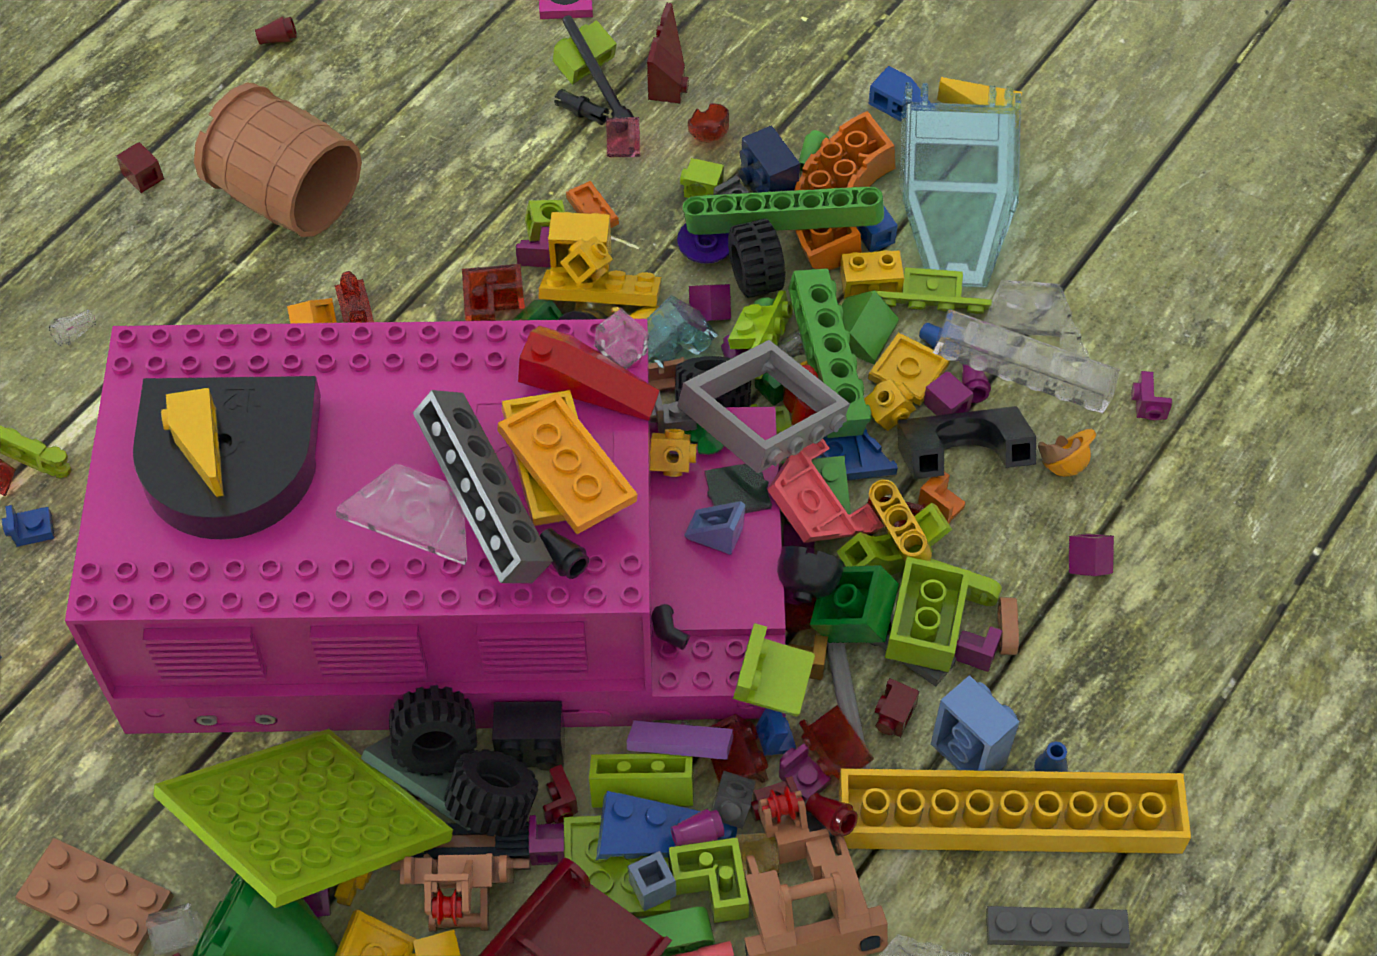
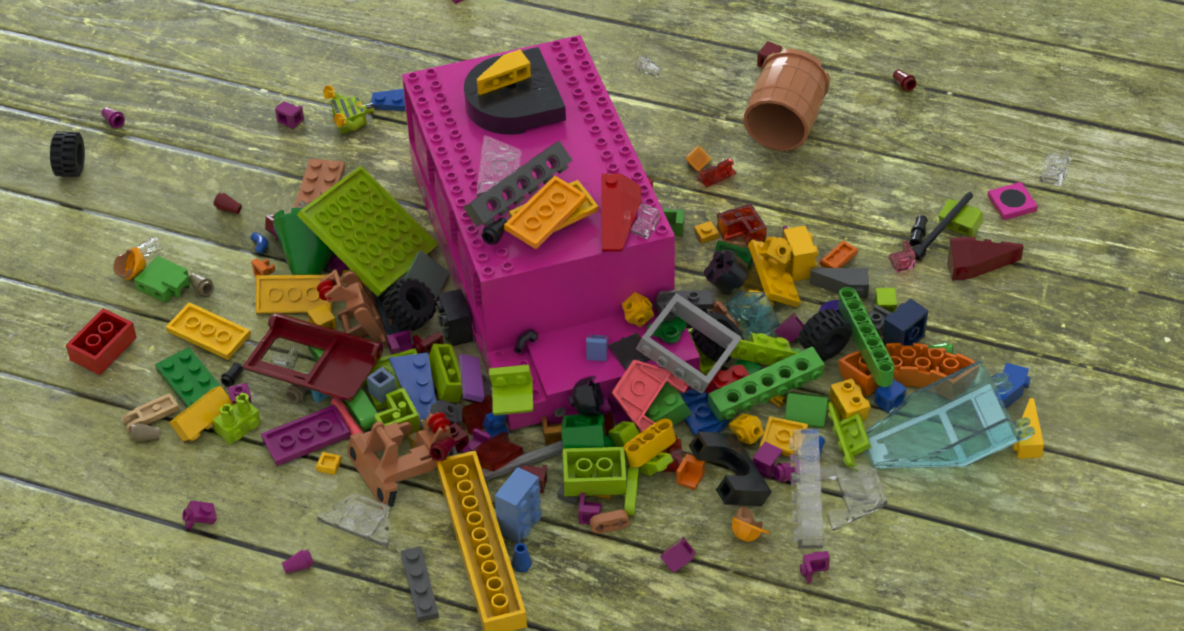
camera: 75 degrees right, 10 degrees down
(431, 730) = (435, 267): black tyre -> none
(539, 214) = (818, 231): lime brick -> none
(646, 214) = (838, 278): none -> dark grey slope
(698, 828) = (419, 398): magenta cone -> none
(710, 124) = (933, 293): clear red hair -> none

